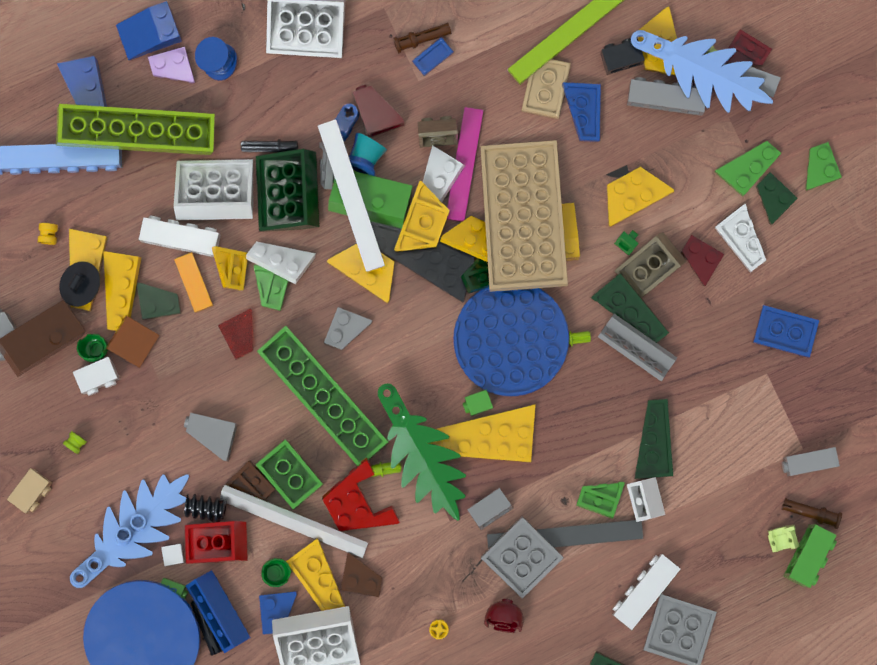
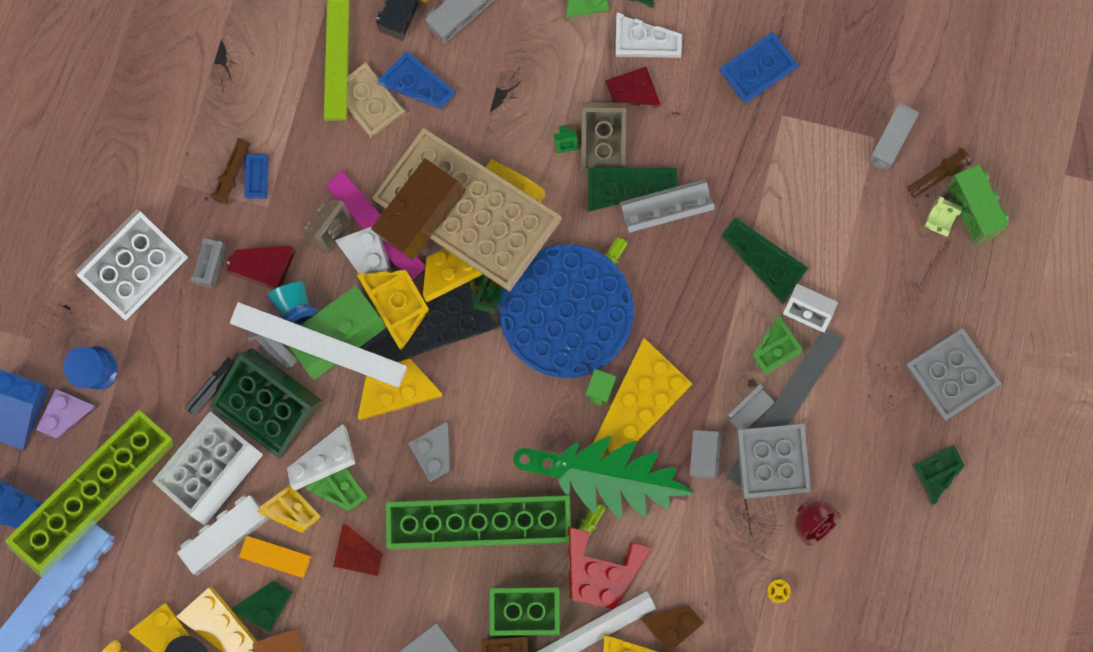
camera: 45 degrees left, 5 degrees down
(346, 124) = (250, 298): blue piece -> none
(348, 75) = (209, 263): none -> light grey hinge
(496, 184) = (418, 209): none -> reddish brown brick
(545, 514) = (750, 409): none -> light grey panel
(634, 193) = (527, 101): yellow wing -> none
(646, 591) = (893, 375): white brick -> none

